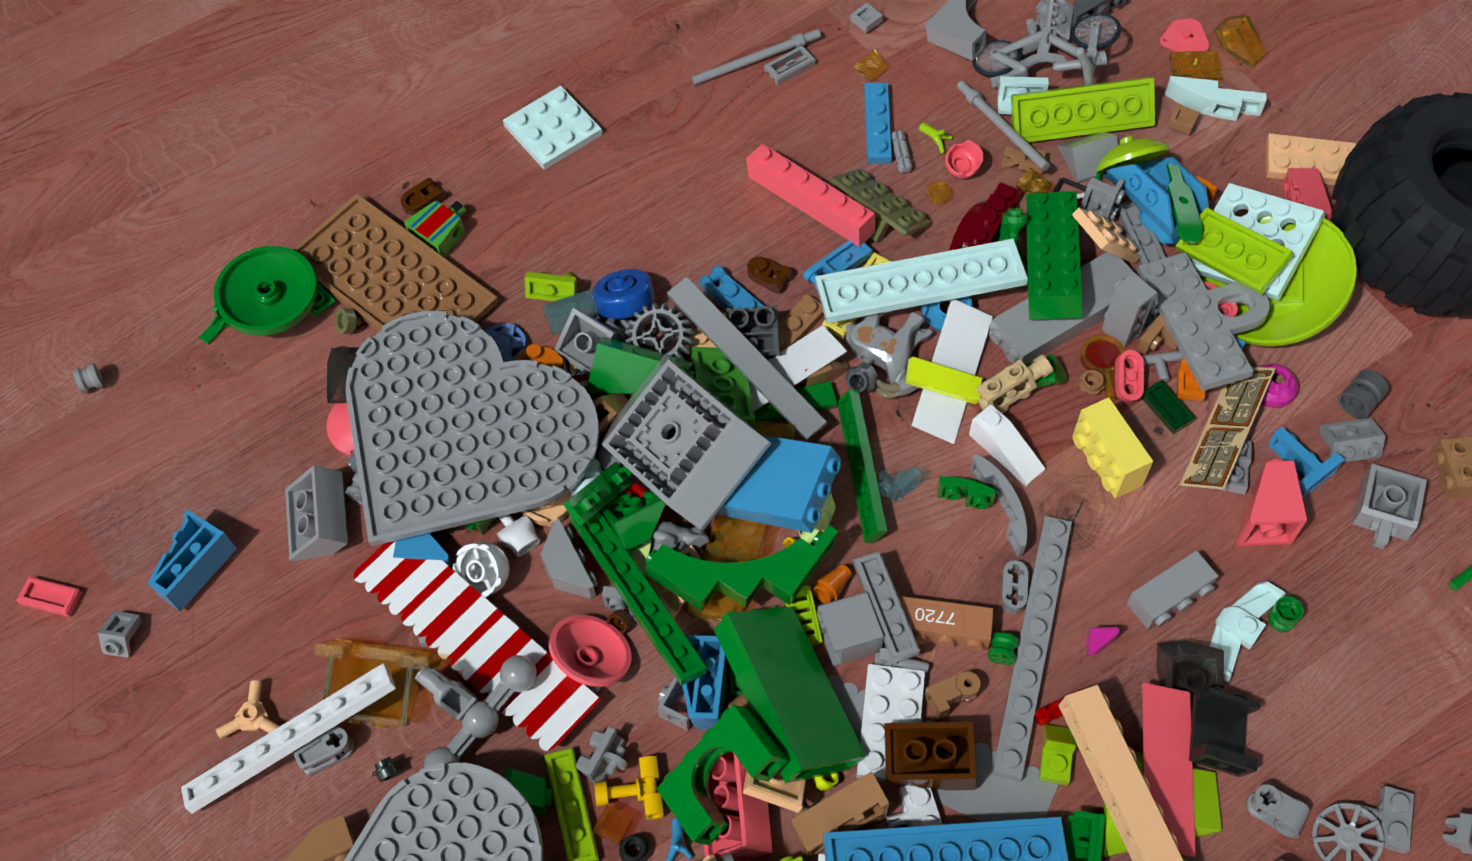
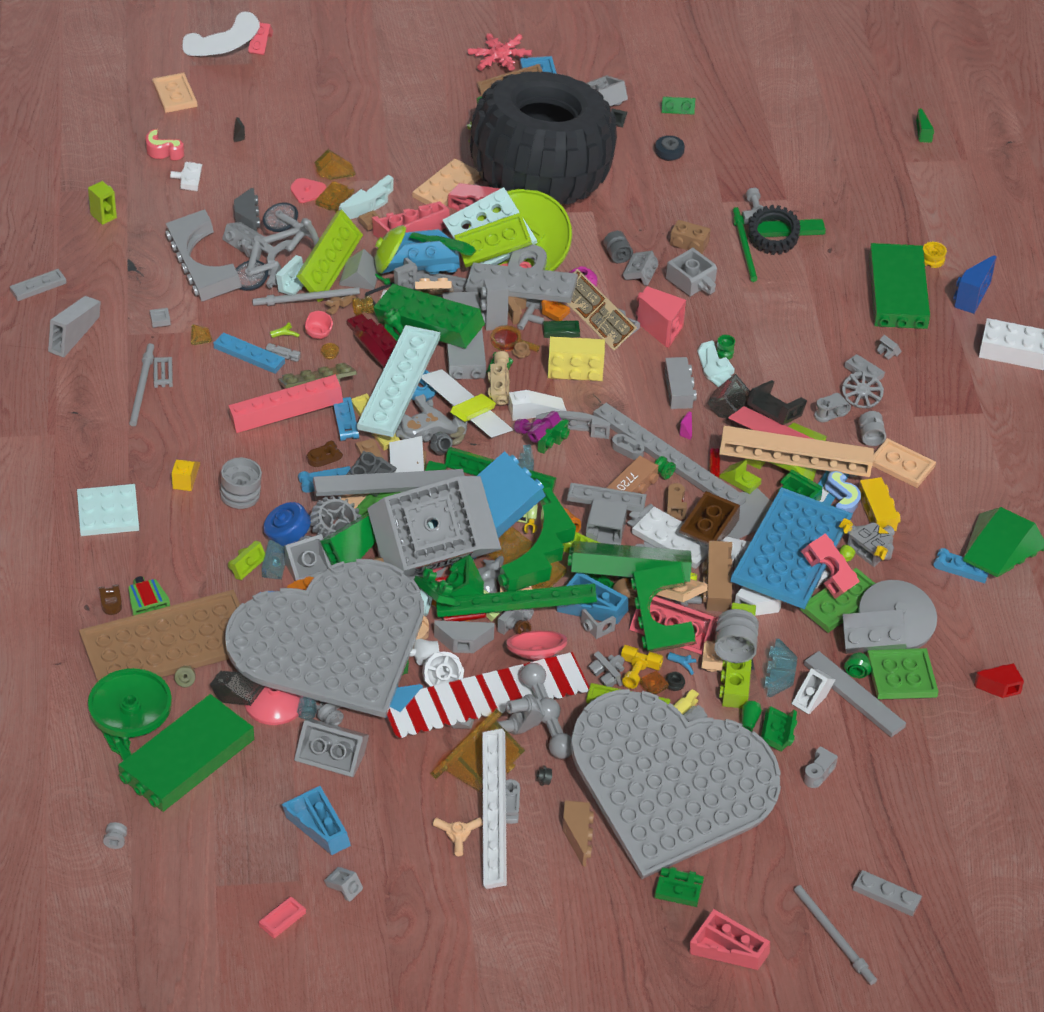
camera: 65 degrees left, 15 degrees down
(236, 380) = (186, 752): none -> green brick
(648, 161) = (184, 474): none -> yellow slope
(654, 217) = (240, 483): none -> light grey wheel
(957, 465) = (538, 427): none -> magenta bar
(1131, 378) = (532, 331): coral plate -> none
(1209, 157) = (424, 218): none -> coral wedge
(1306, 462) = (630, 293): dark azure bracket -> none

